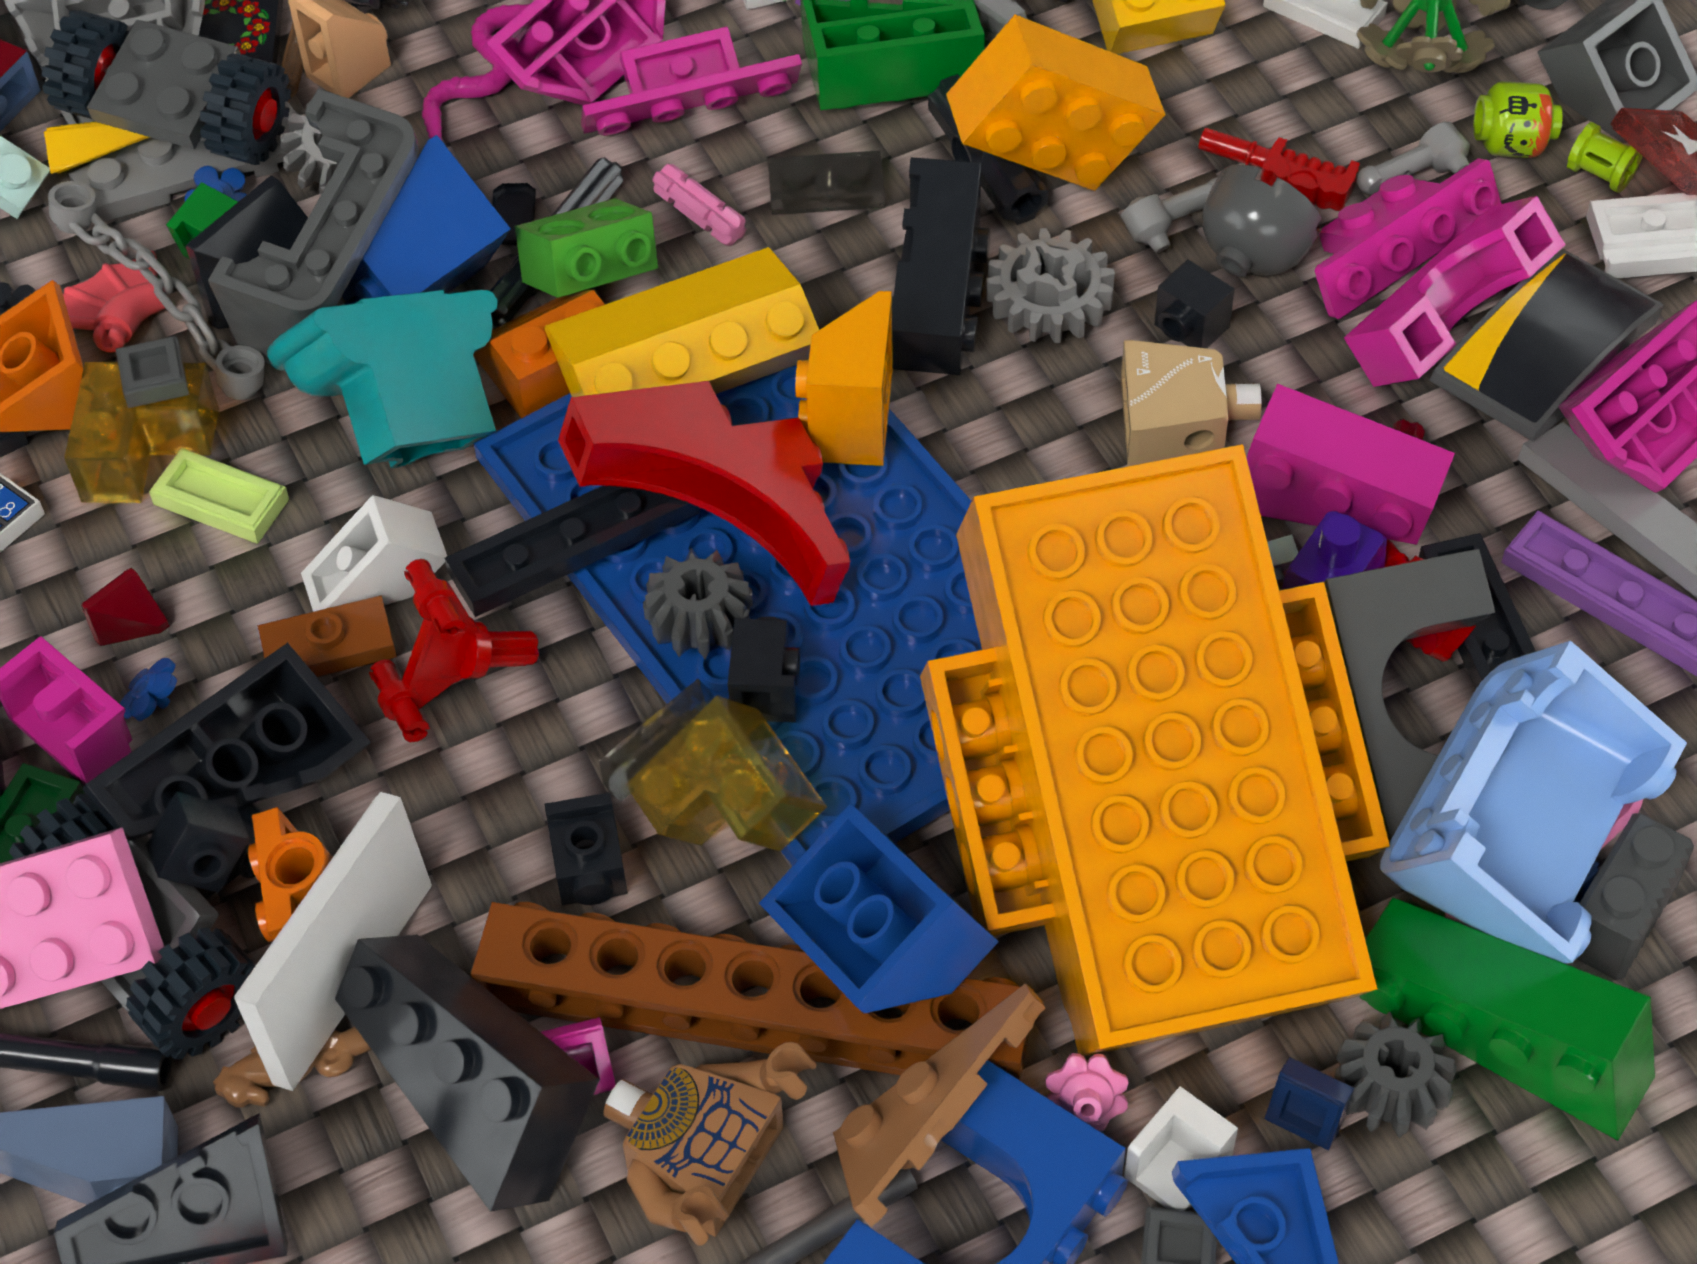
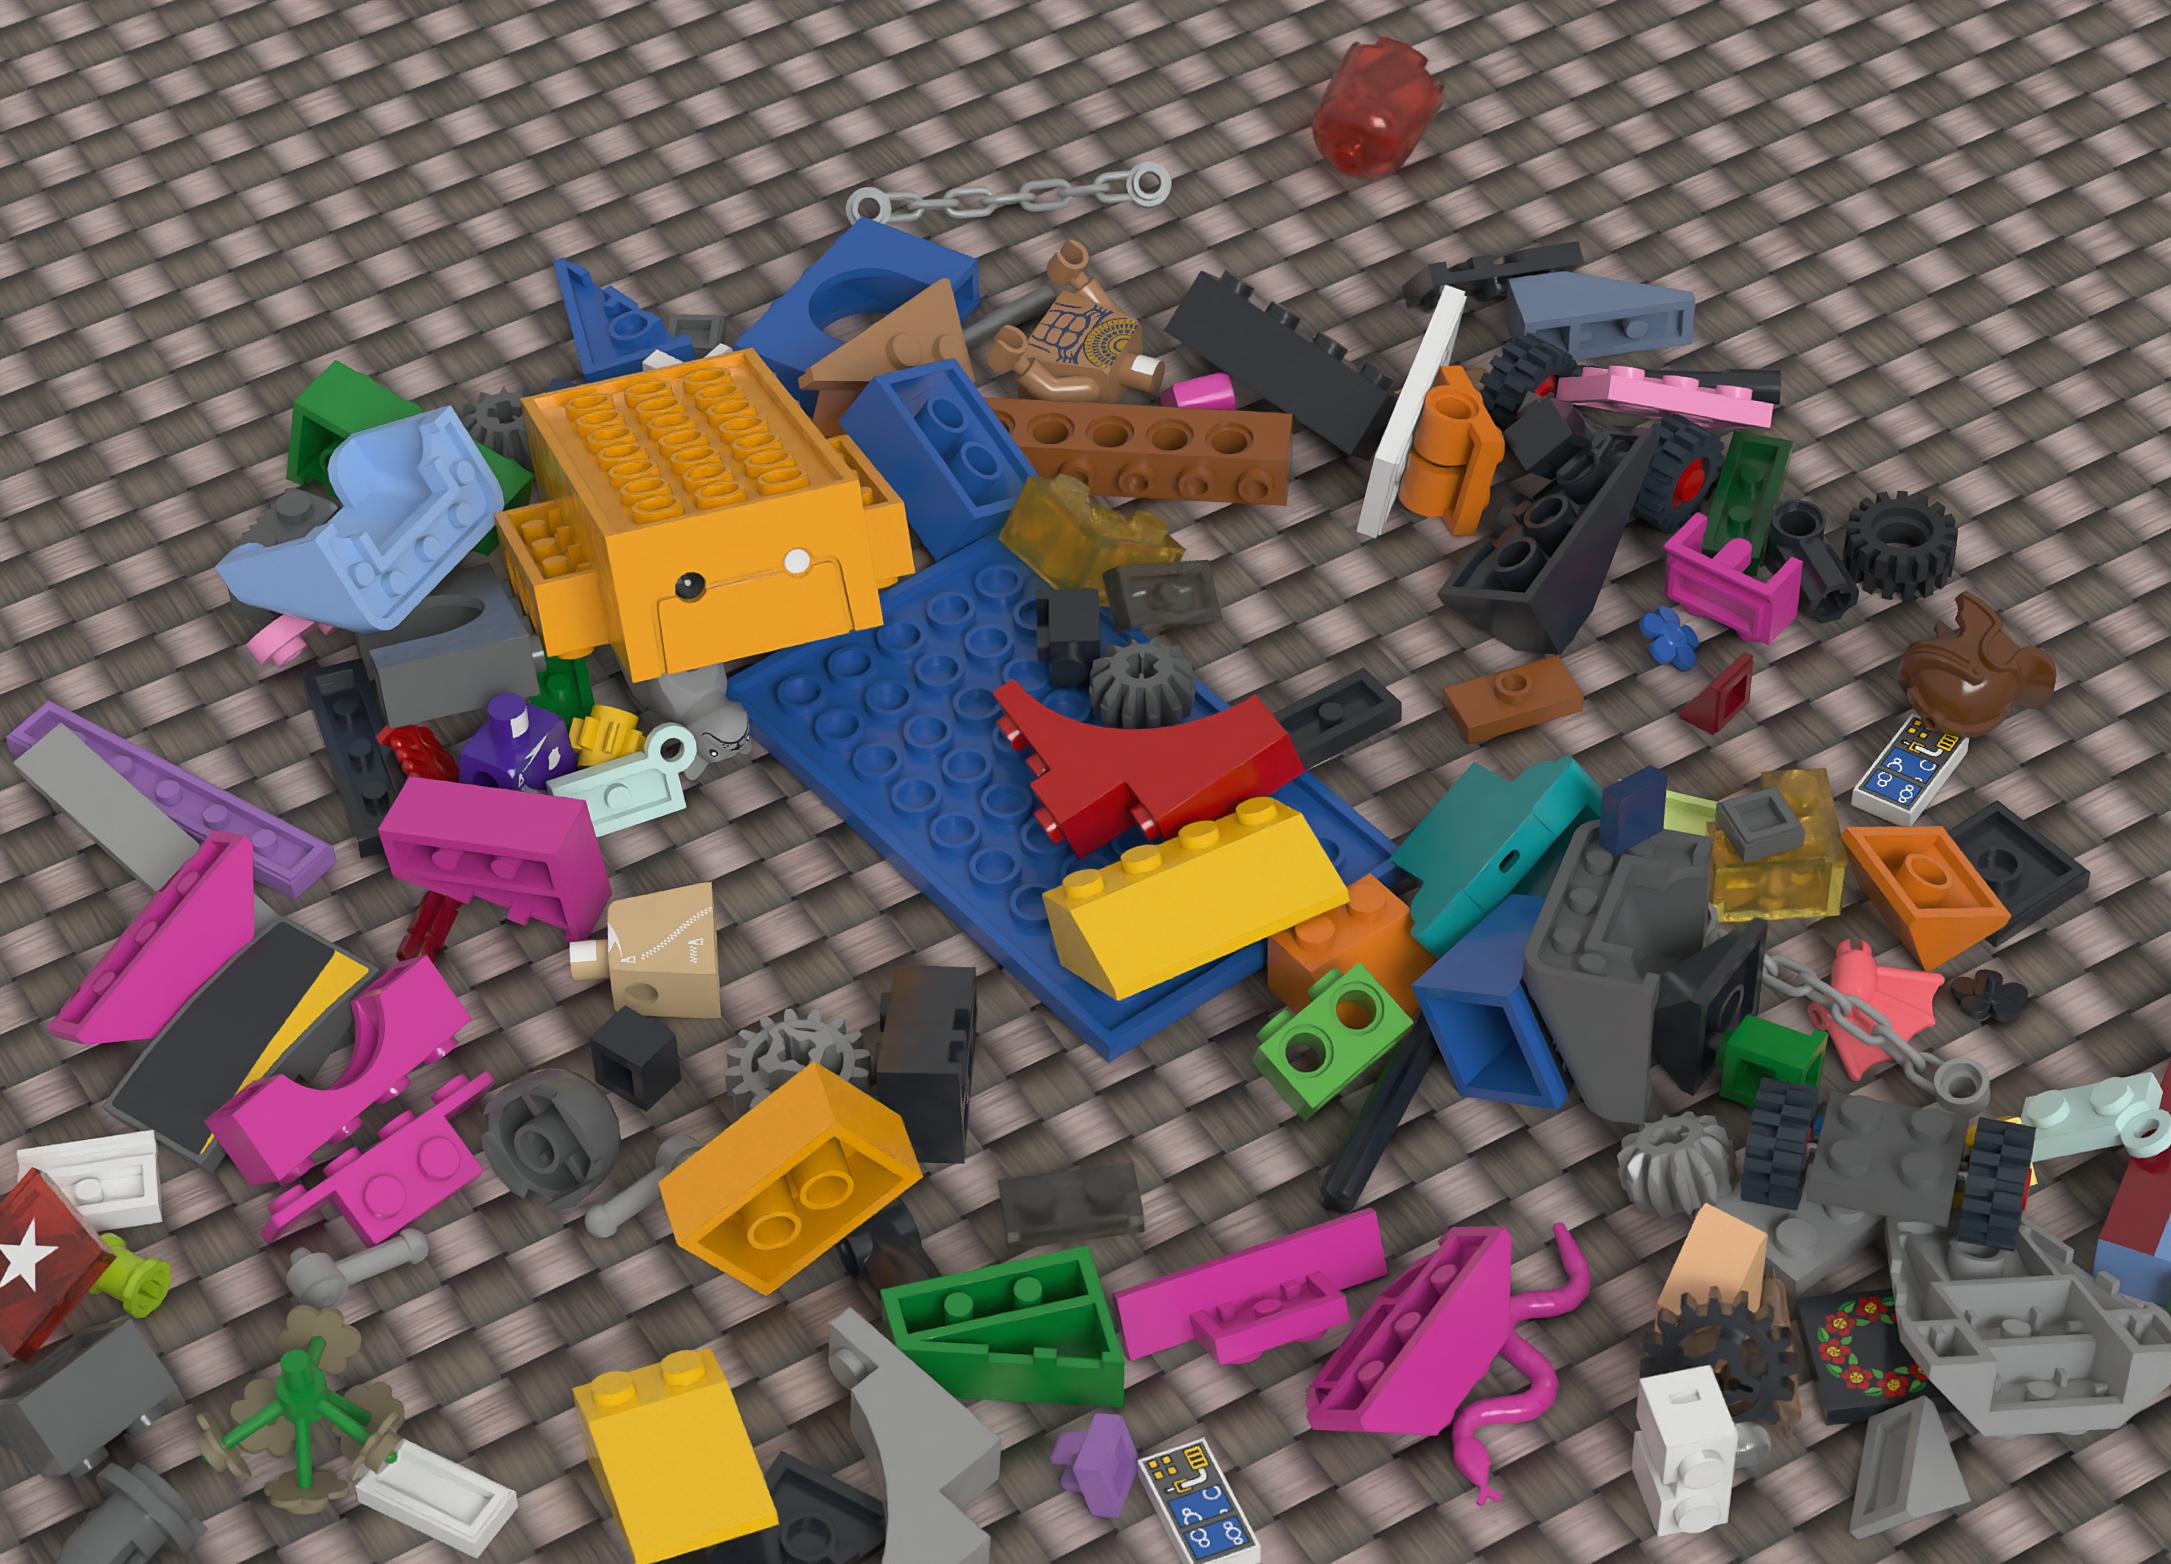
camera: 175 degrees right, 10 degrees down
(274, 267) = (1633, 810): none -> dark blue tile
(372, 554) = (1477, 731): white slope -> none
(445, 652) = (1386, 638): red axle -> none
(515, 205) = (1442, 1153): black piece -> none
(586, 849) = (1216, 524): black brick -> none
(699, 204) = (1219, 1162): bright pink axle -> none
(849, 384) = (1009, 853): light orange slope -> none
(1316, 180) = (509, 1251): red piece -> none
(1516, 119) = (223, 1301): lime head -> none

